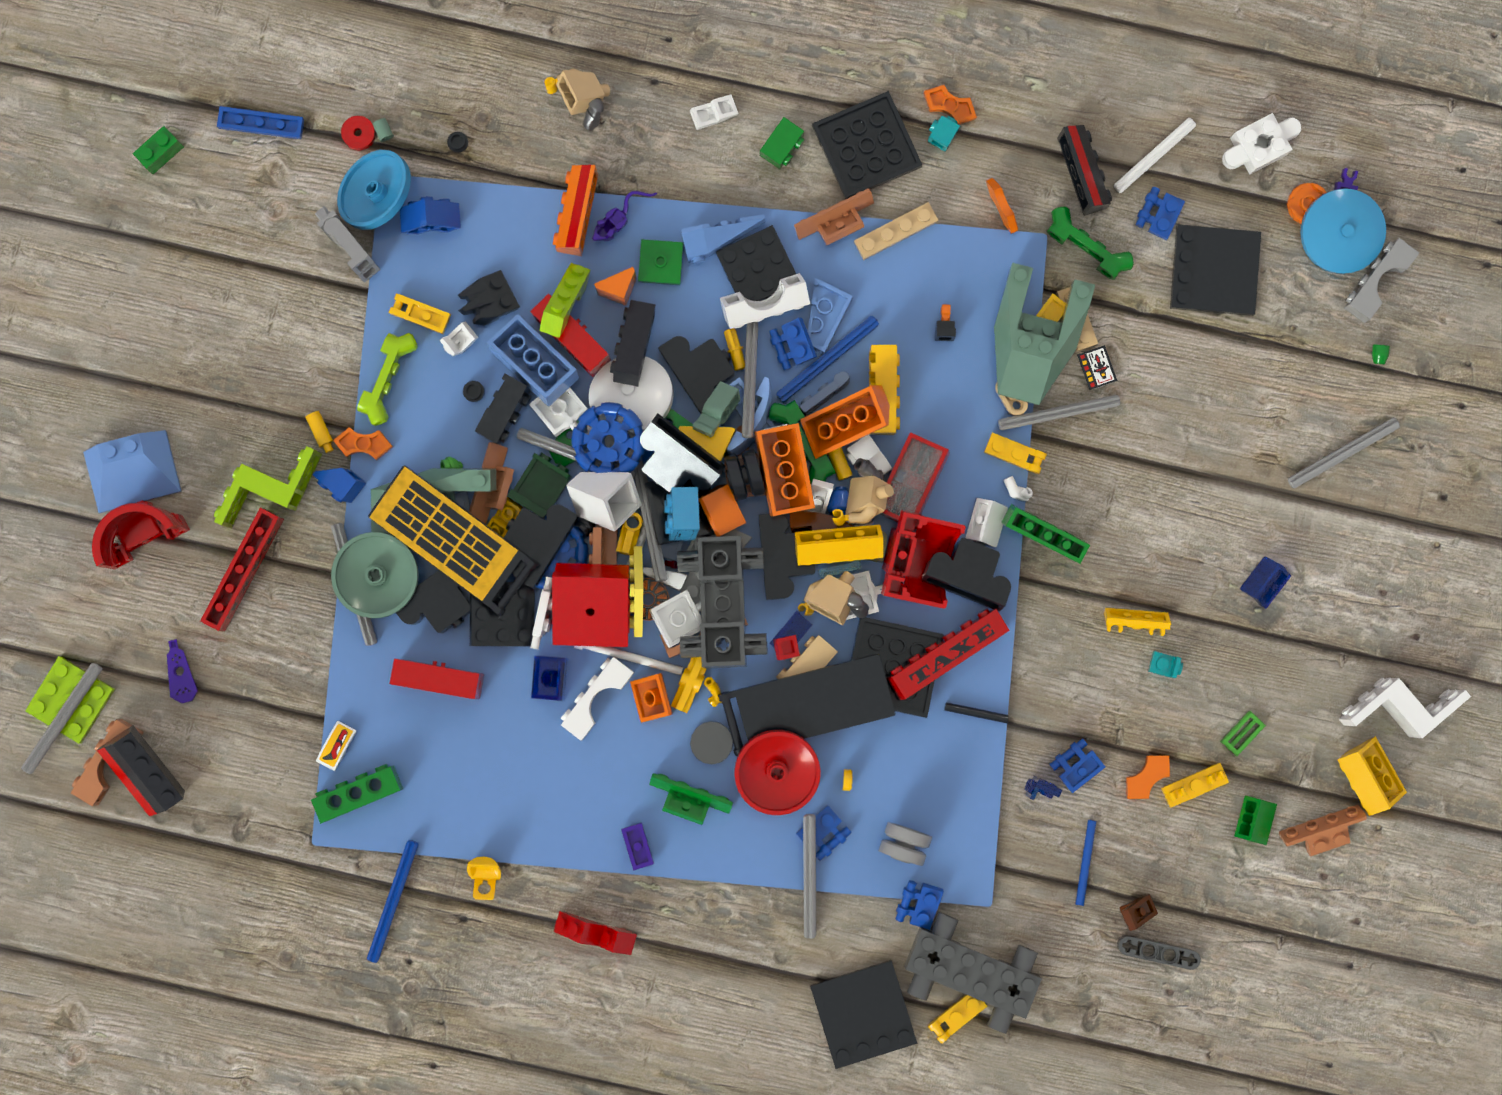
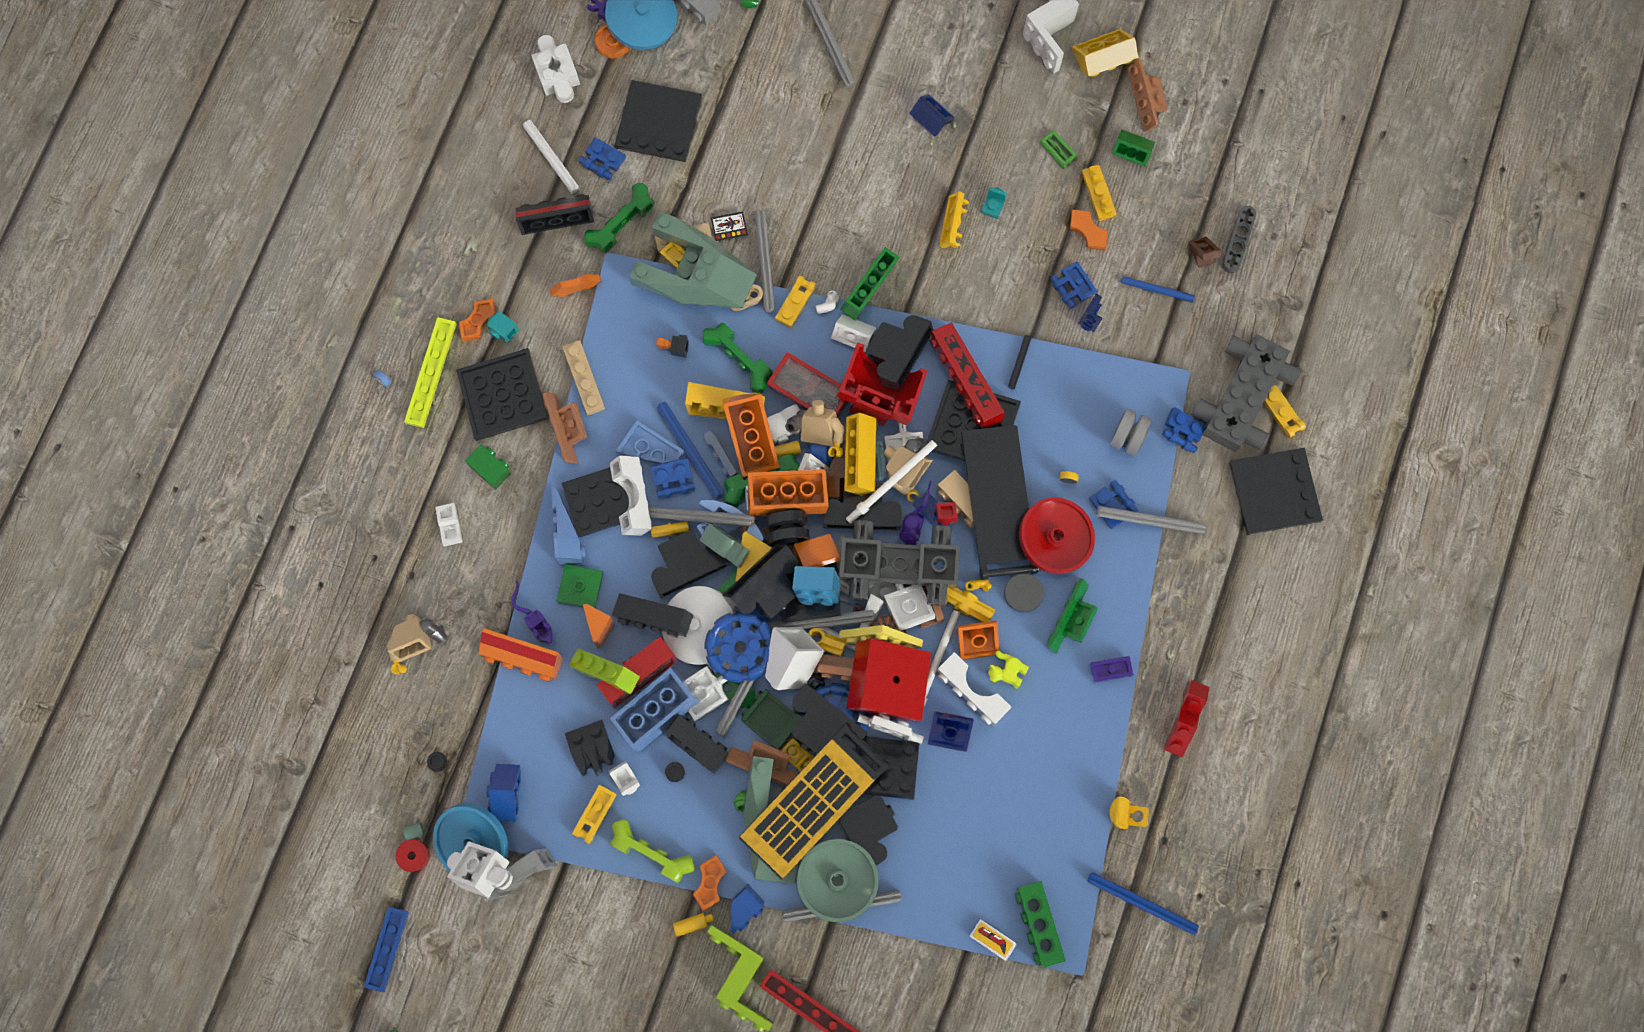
camera: 80 degrees left, 10 degrees down
(341, 202) = (479, 870): none -> white brick
(436, 678) = (941, 833): red brick -> none
(623, 736) = (1010, 670): none -> neon yellow animal
(771, 612) = (913, 523): none -> dark purple animal
(781, 556) = (864, 506): none -> white bar
(867, 12) = (381, 378): none -> medium blue tile
(882, 63) = (430, 372): none -> neon yellow plate
(926, 422) = (724, 337): none -> green plate

